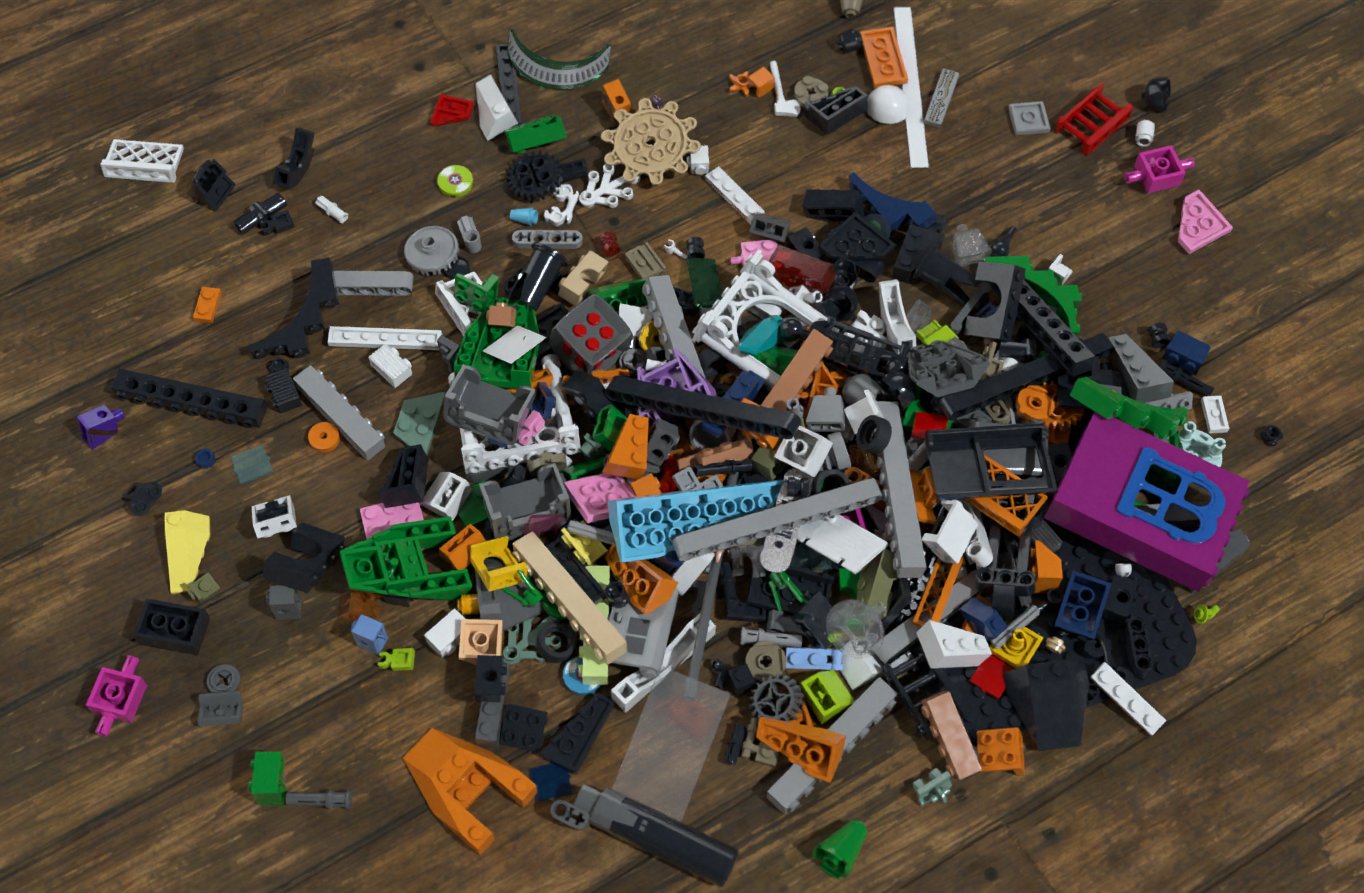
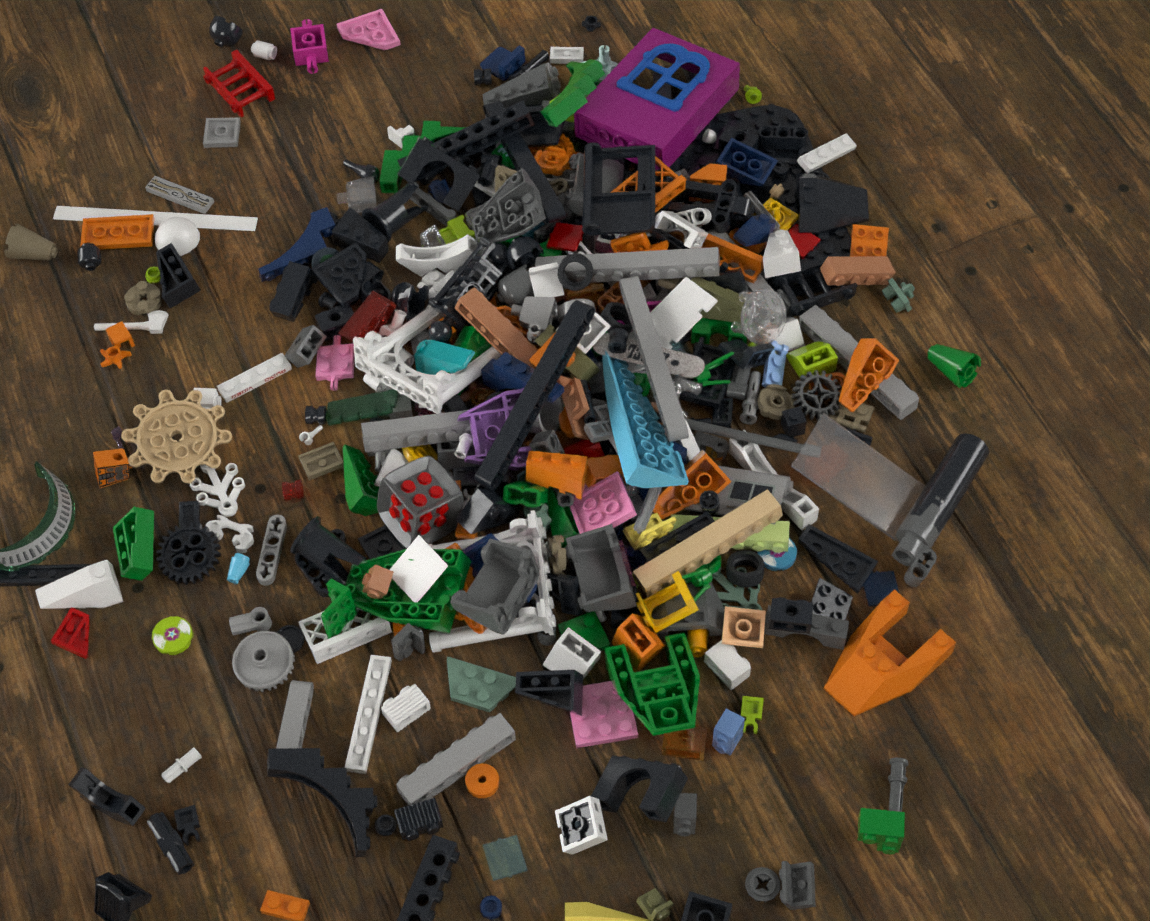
camera: 80 degrees left, 5 degrees down
(589, 267) = (343, 522): tan arch -> none

